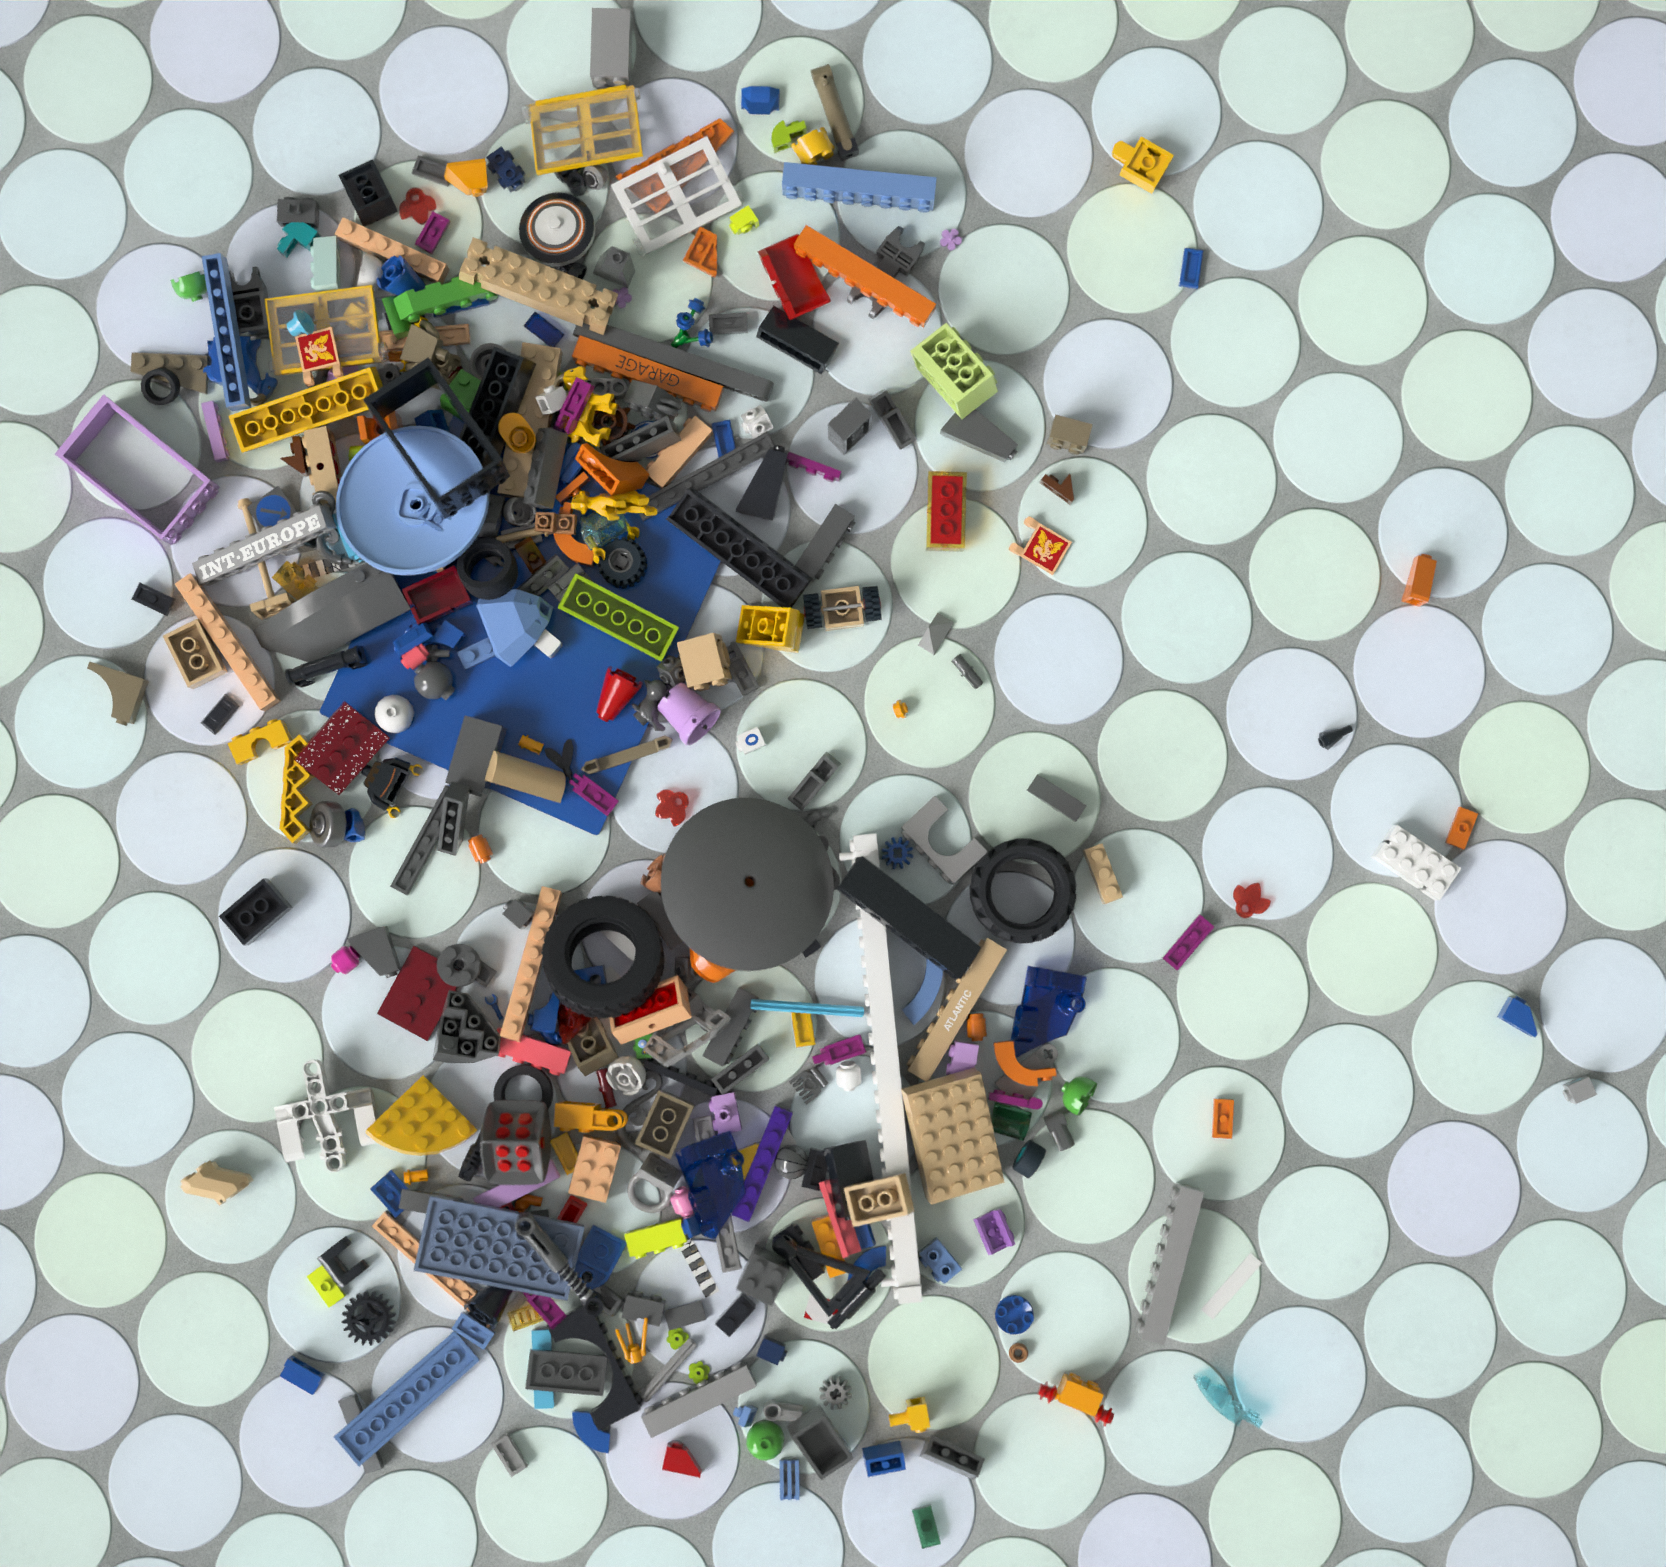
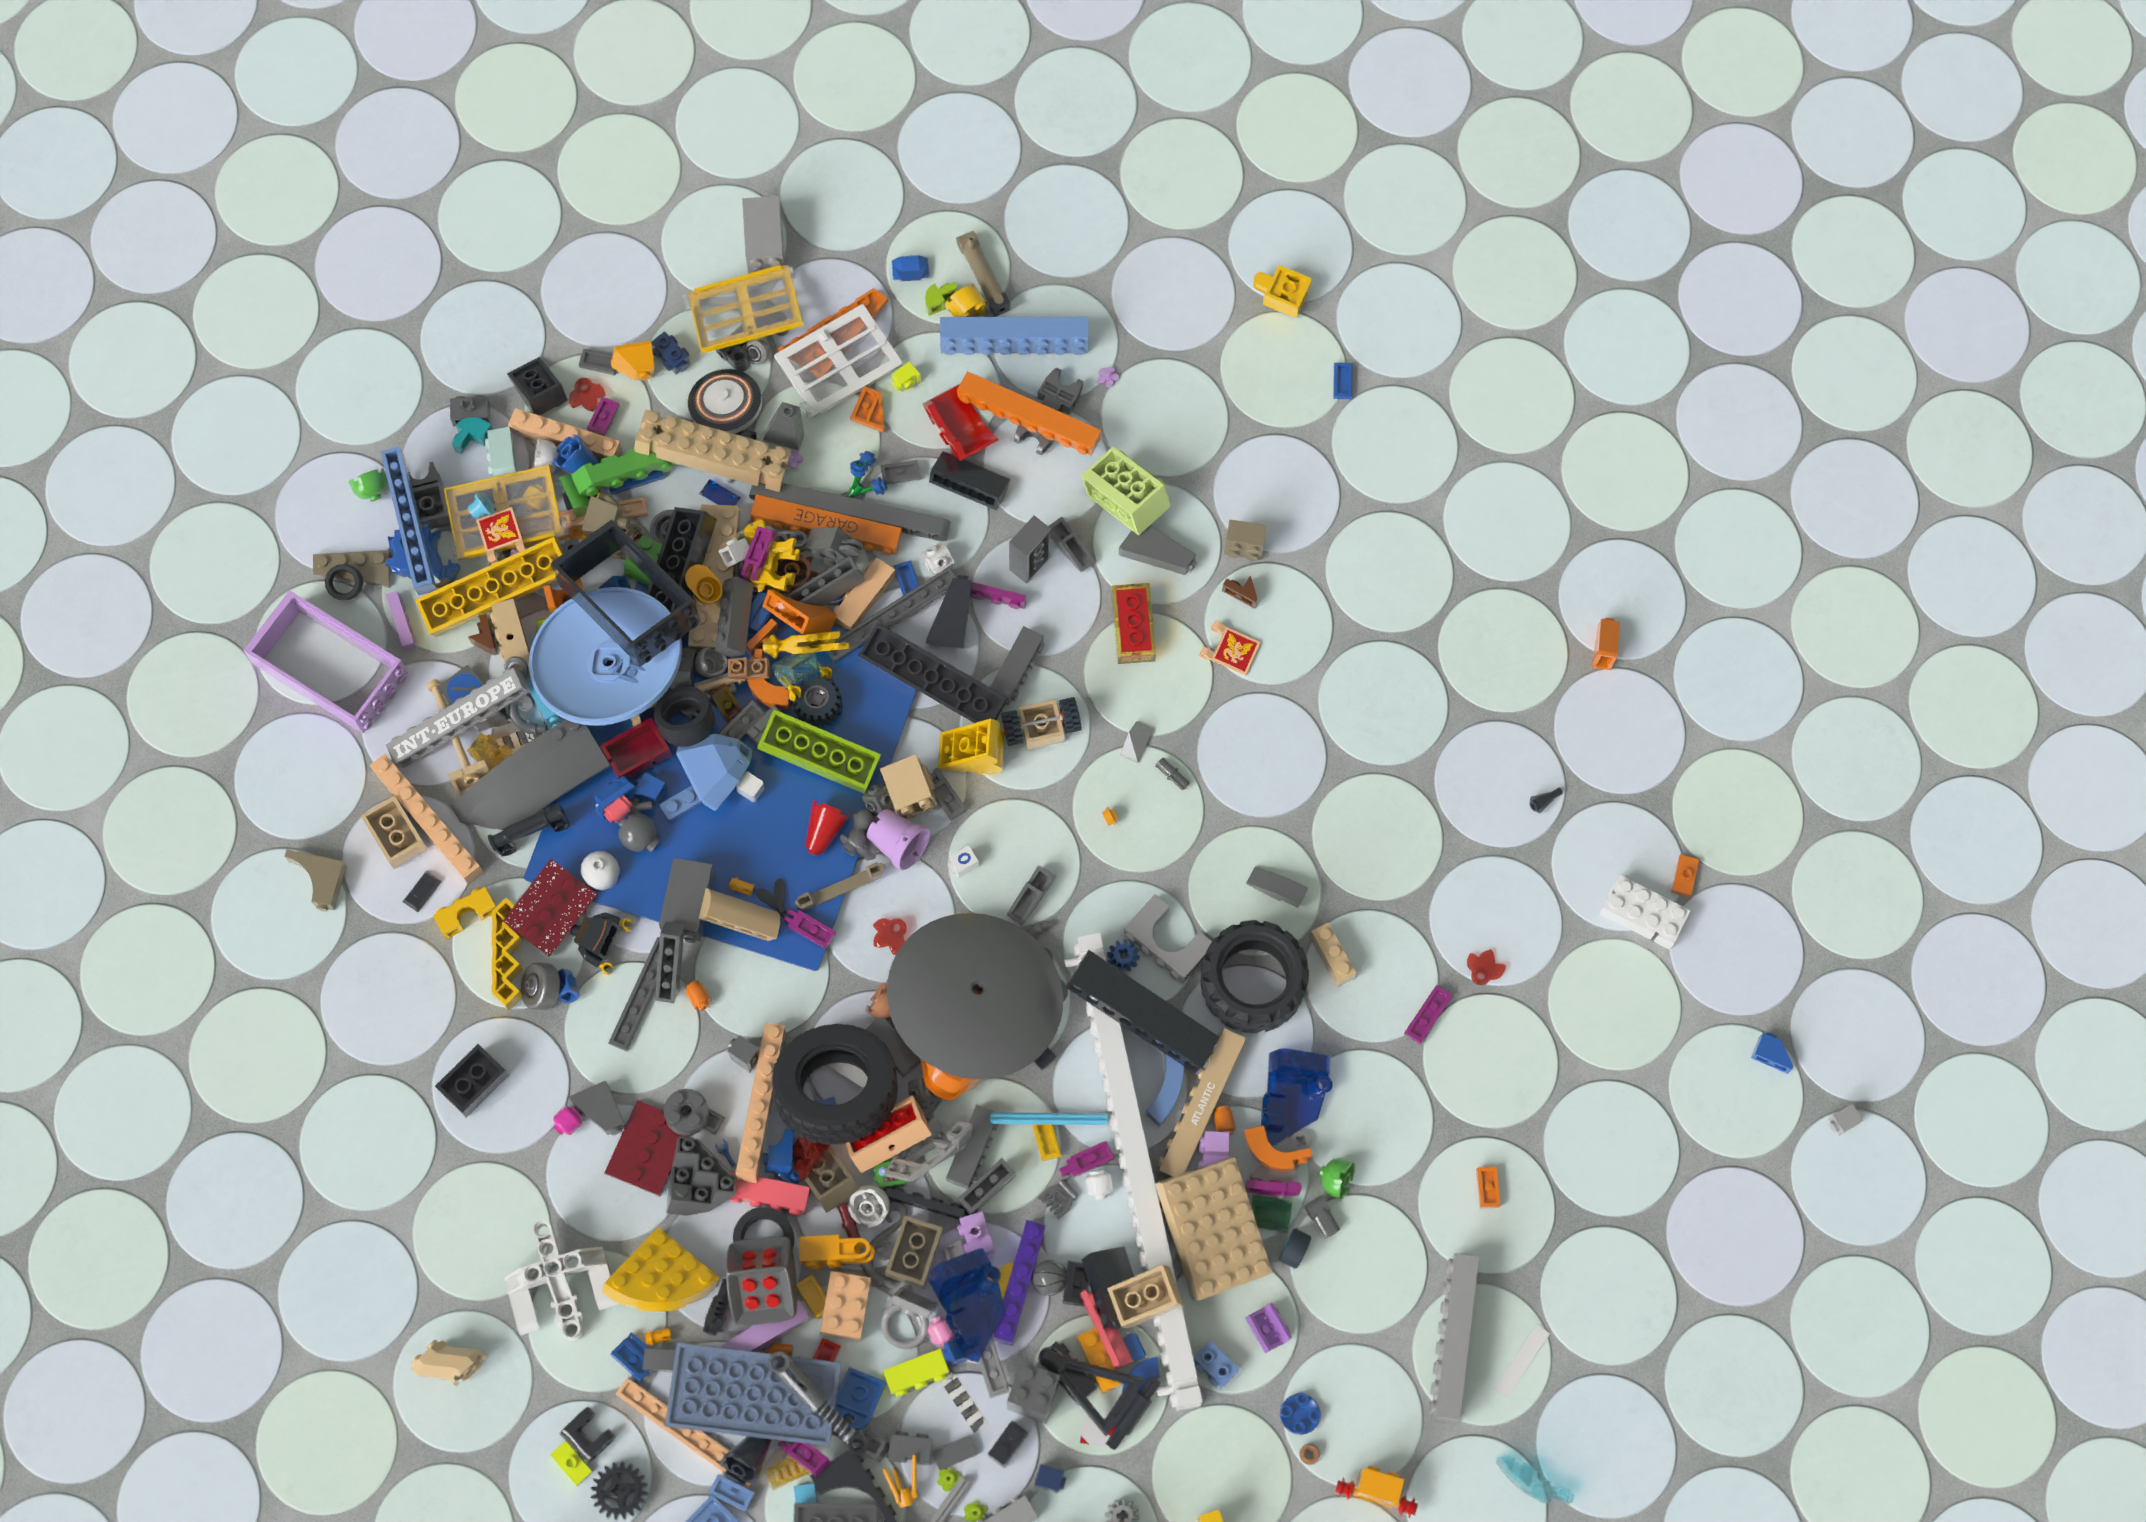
camera: 10 degrees left, 15 degrees down
(153, 599) = (347, 785): black plate -> none

